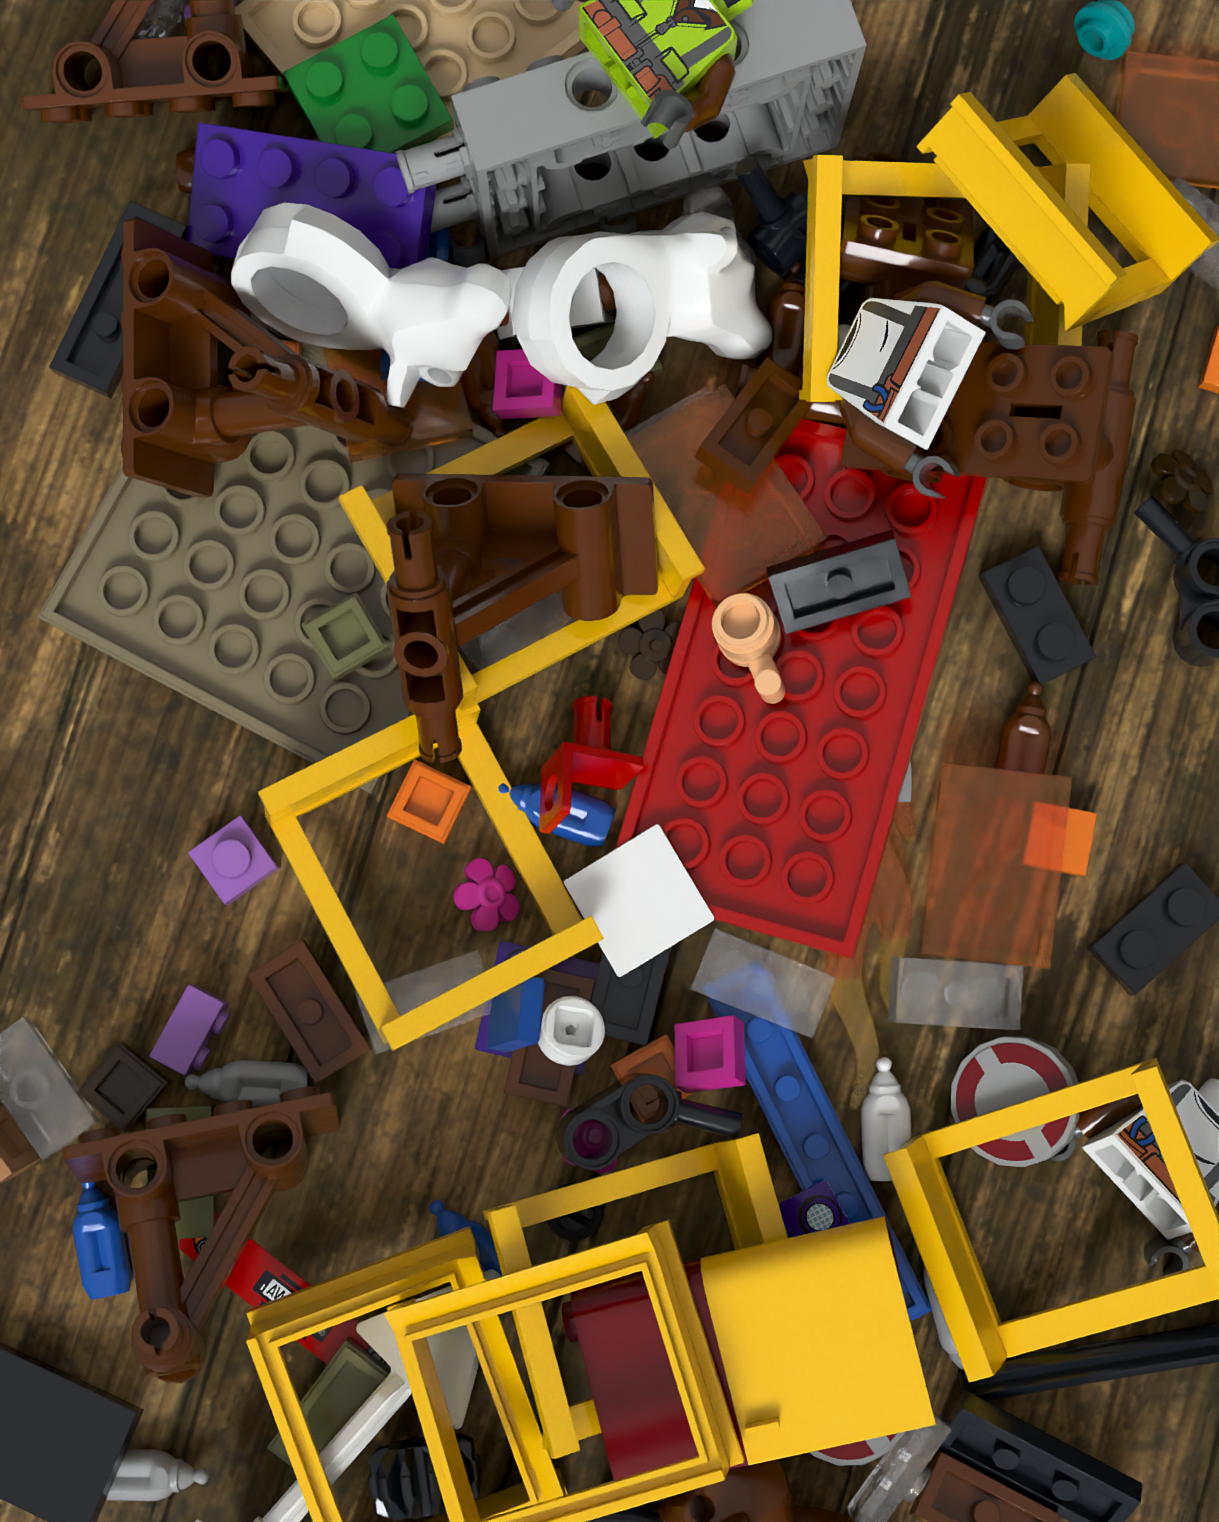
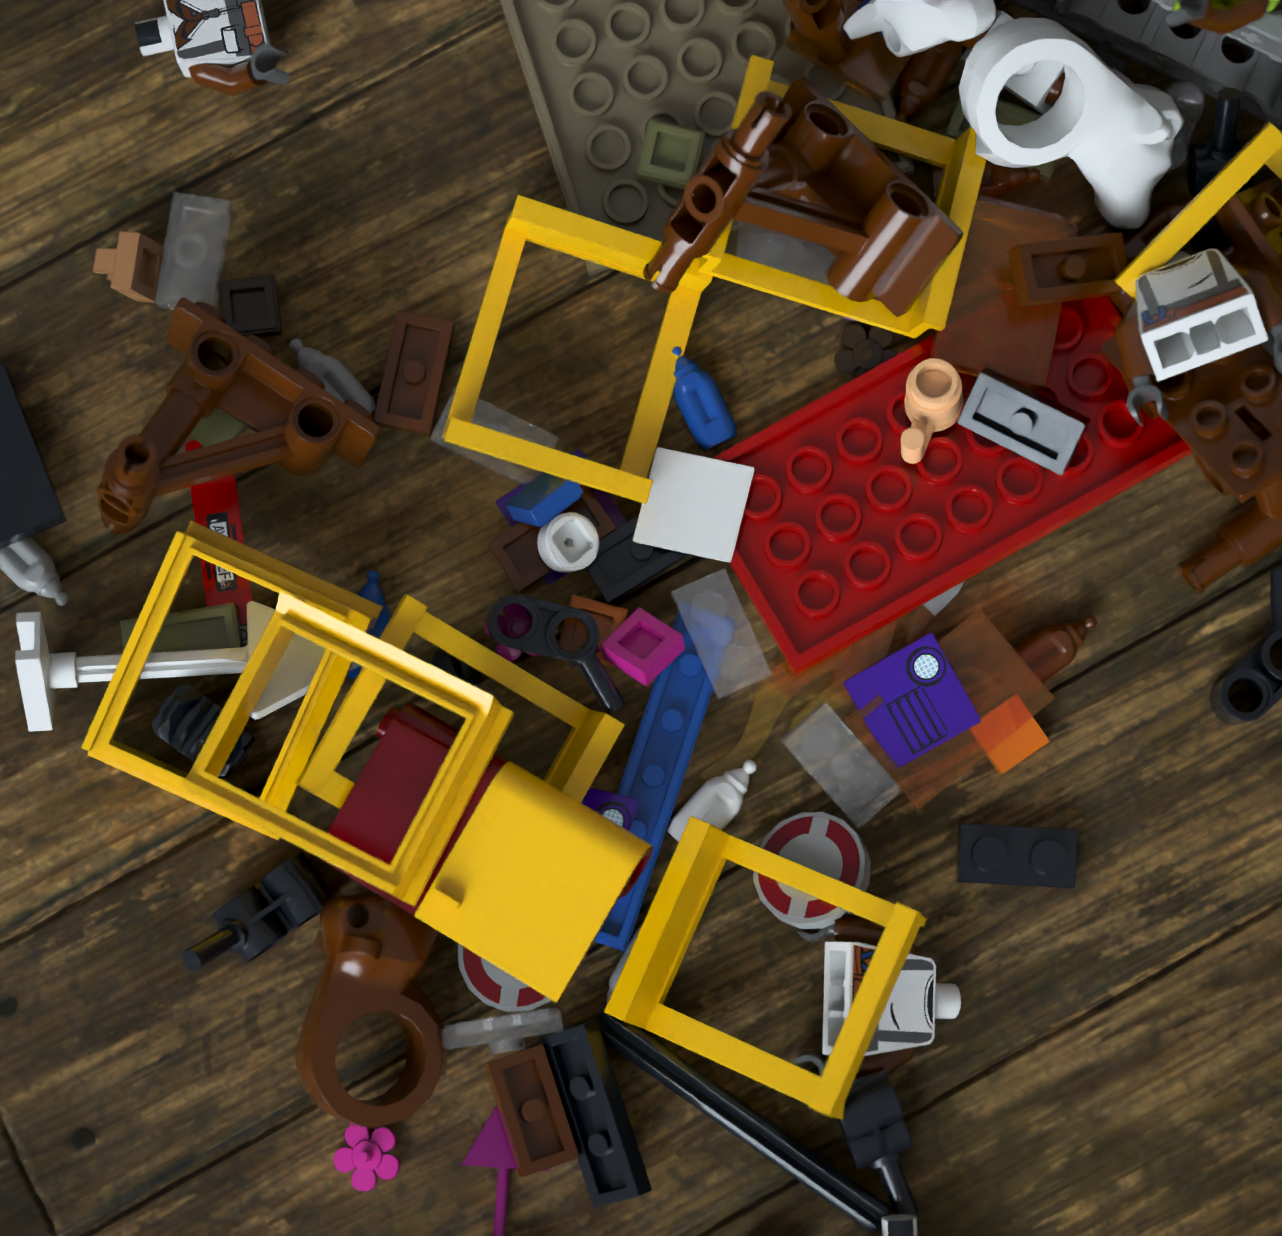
camera: 45 degrees right, 0 degrees up
(100, 1245) = (139, 392): blue piece -> none
(190, 1029) = (327, 312): medium lavender piece -> none
(234, 860) = (459, 231): medium lavender plate -> none
(429, 802) = (621, 314): orange tile -> none
(487, 894) = (601, 408): dark pink plant -> none
(523, 390) = (940, 104): dark pink plate -> none
(584, 762) = (747, 382): red bracket -> none
(969, 880) = (920, 698): none -> dark purple sticker
(1037, 616) = (1139, 578): black plate -> none

